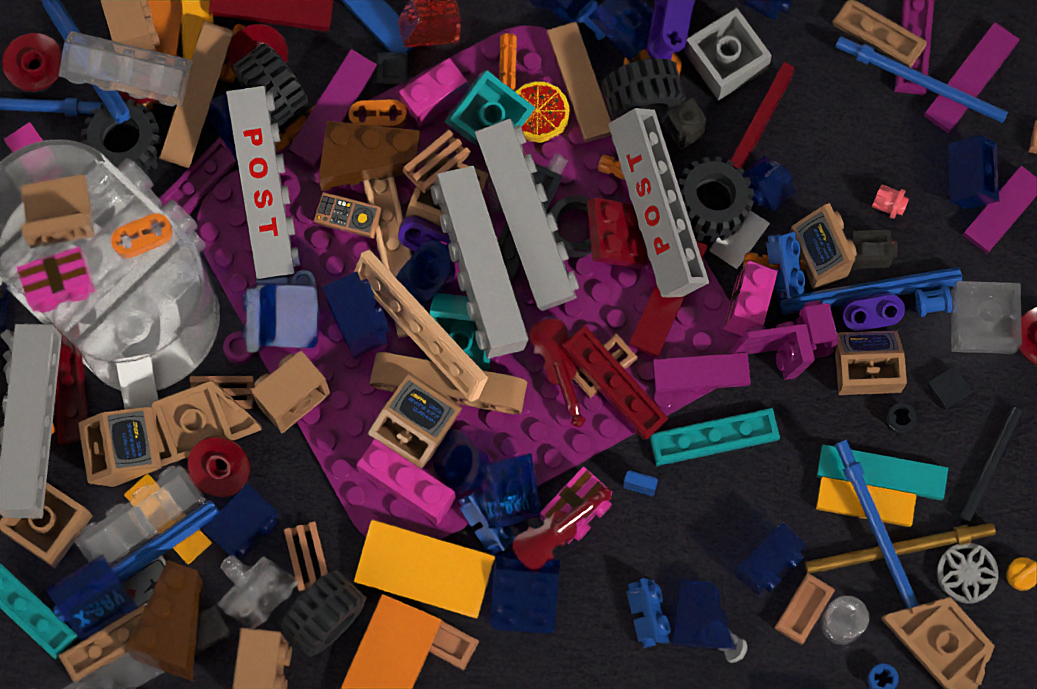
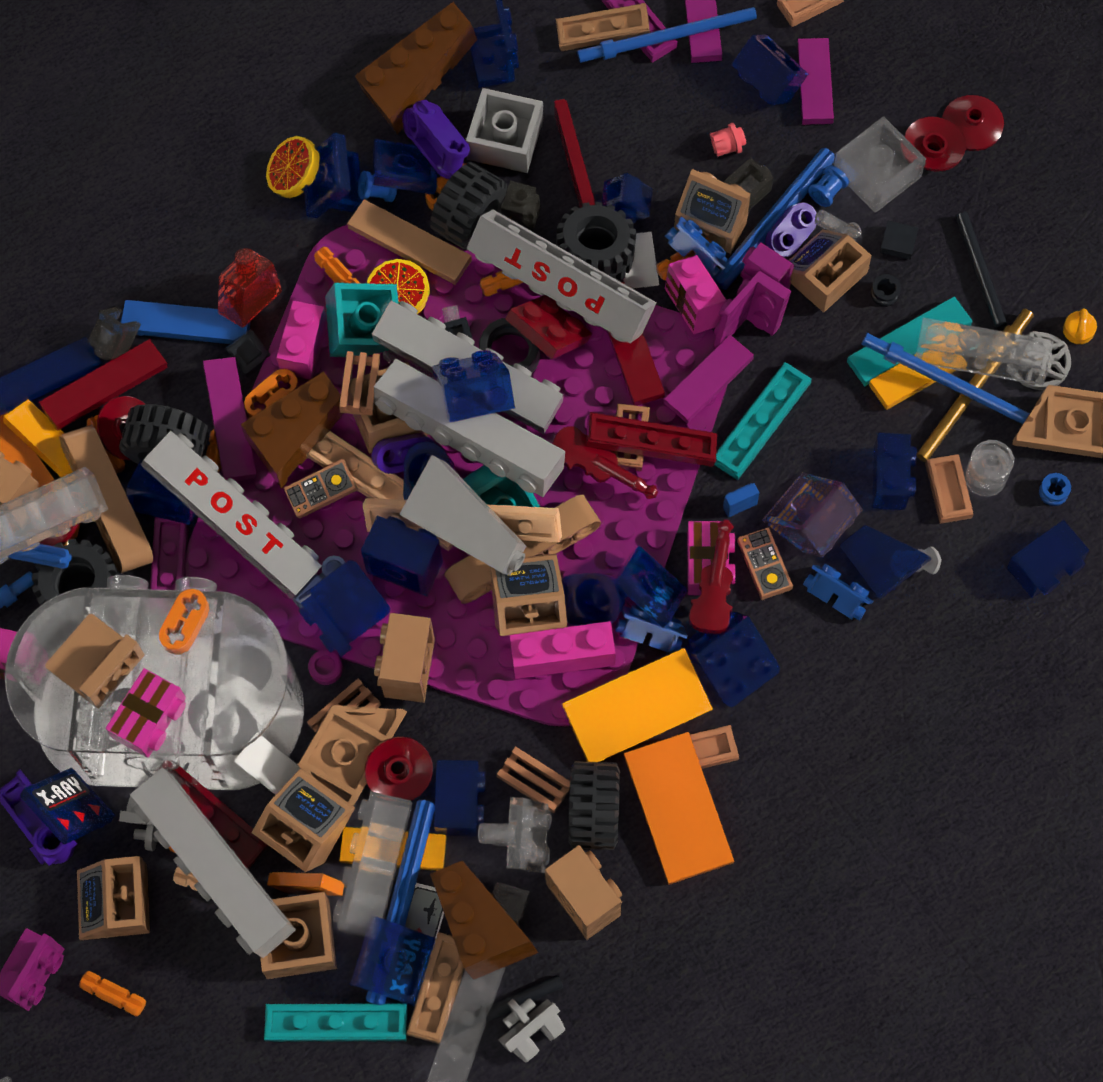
camera: 40 degrees left, 5 degrees down
(82, 491) = (305, 883): none -> orange tile
(412, 325) = (456, 514): none -> light grey slope
(506, 233) = (474, 385): none -> clear blue bracket
(615, 545) = (765, 563): none -> tile
(683, 540) = (813, 513): none -> clear purple slope
(912, 342) = (832, 223): none -> clear arm
(923, 529) = (984, 351): none -> clear brick

